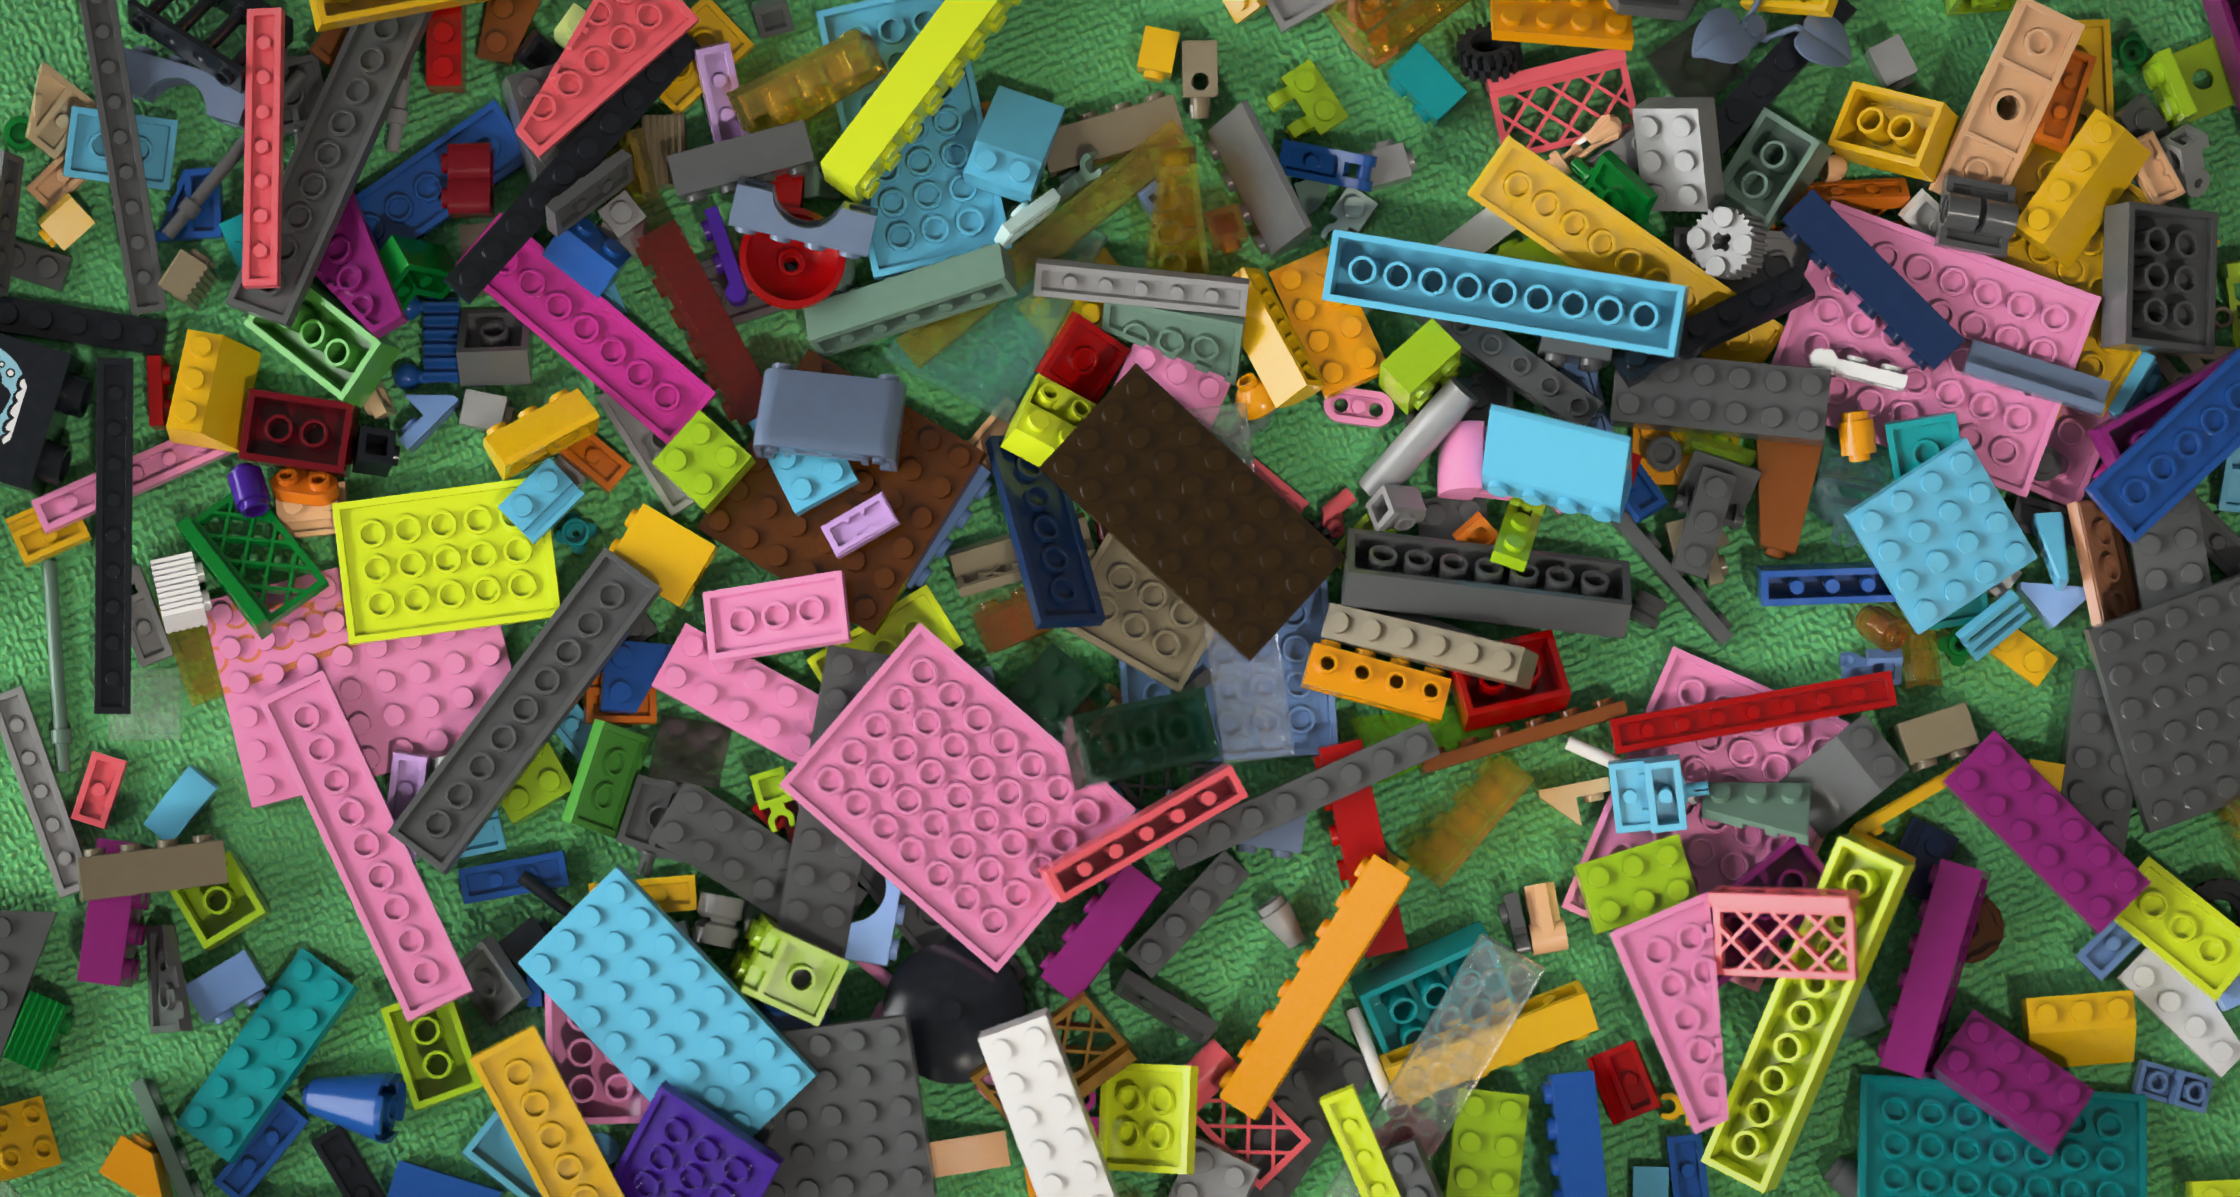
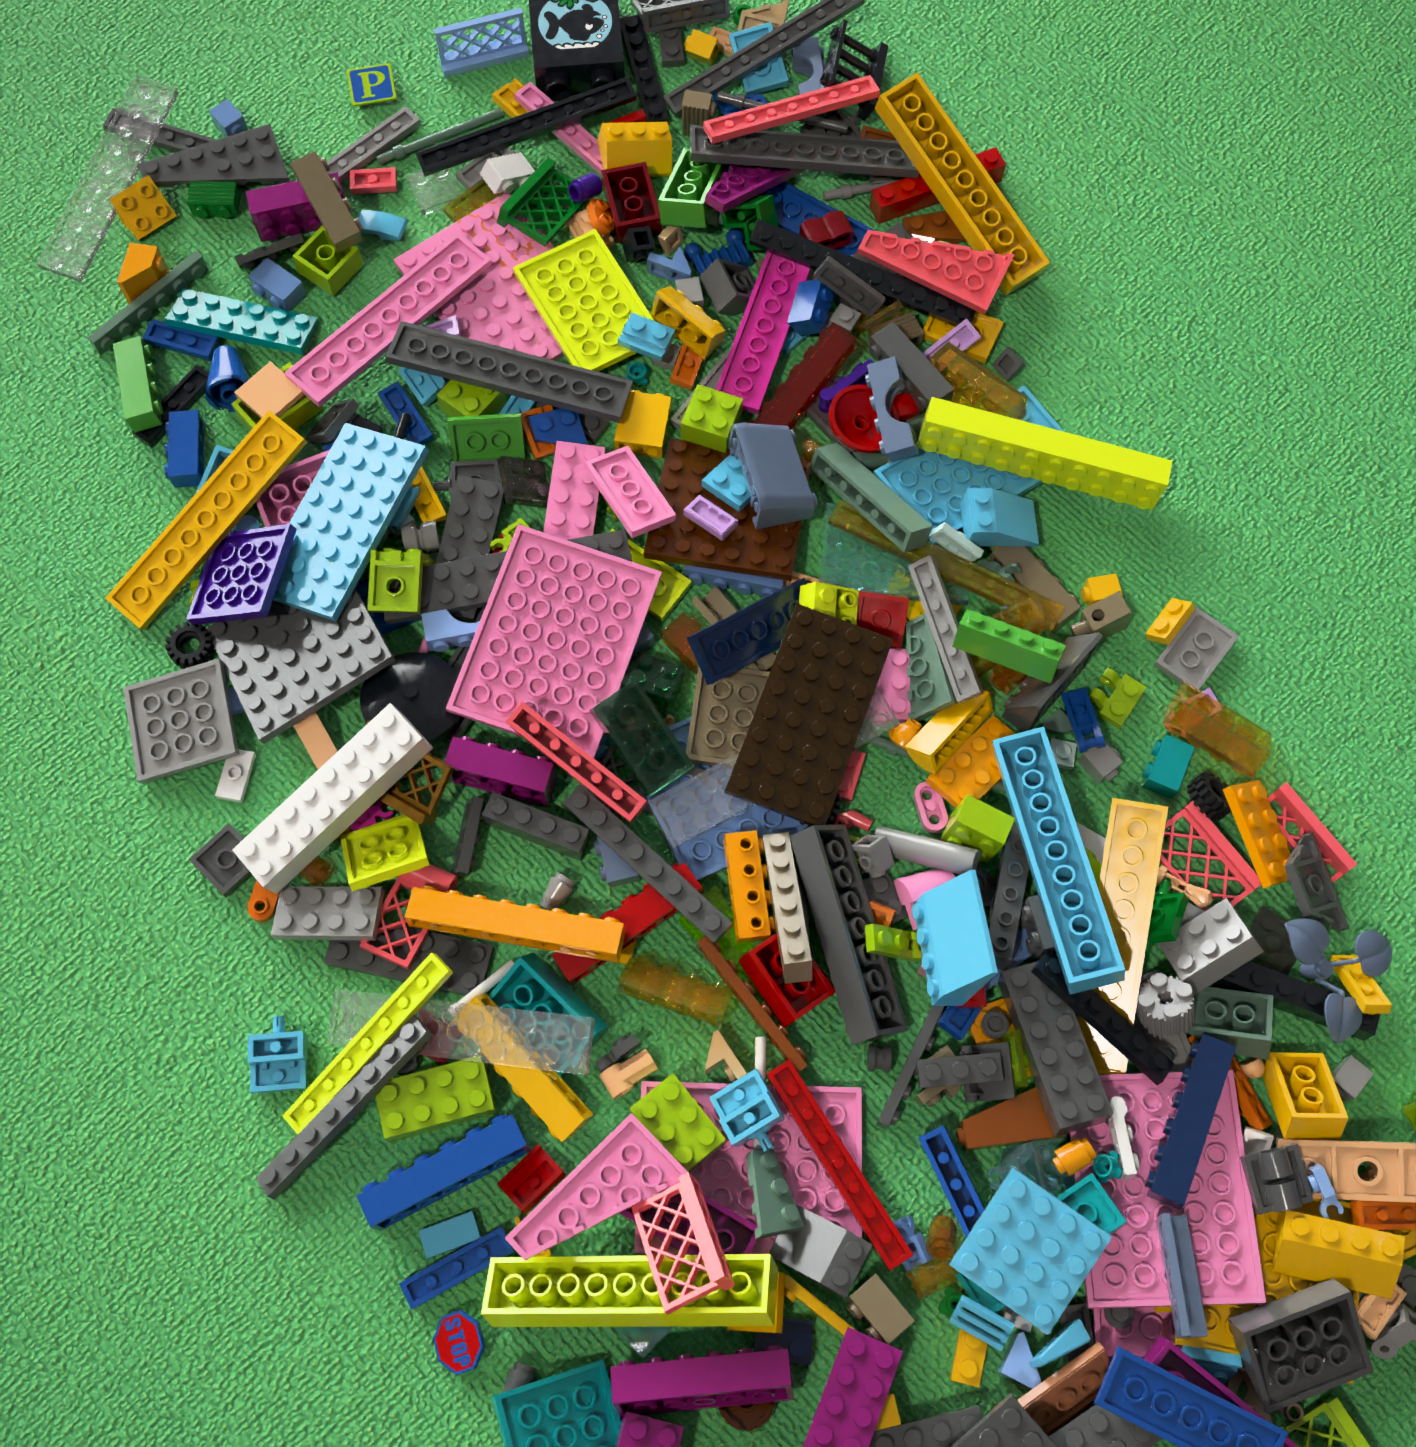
camera: 65 degrees right, 15 degrees down
(424, 1052) = (269, 391): none -> light nougat tile
(794, 343) = (809, 448): none -> clear yellow plate
(1212, 224) = (1008, 645): none -> bright green brick
(1880, 409) = (1101, 1169): none -> teal plate
(1999, 170) = (1320, 1183): none -> light blue plate

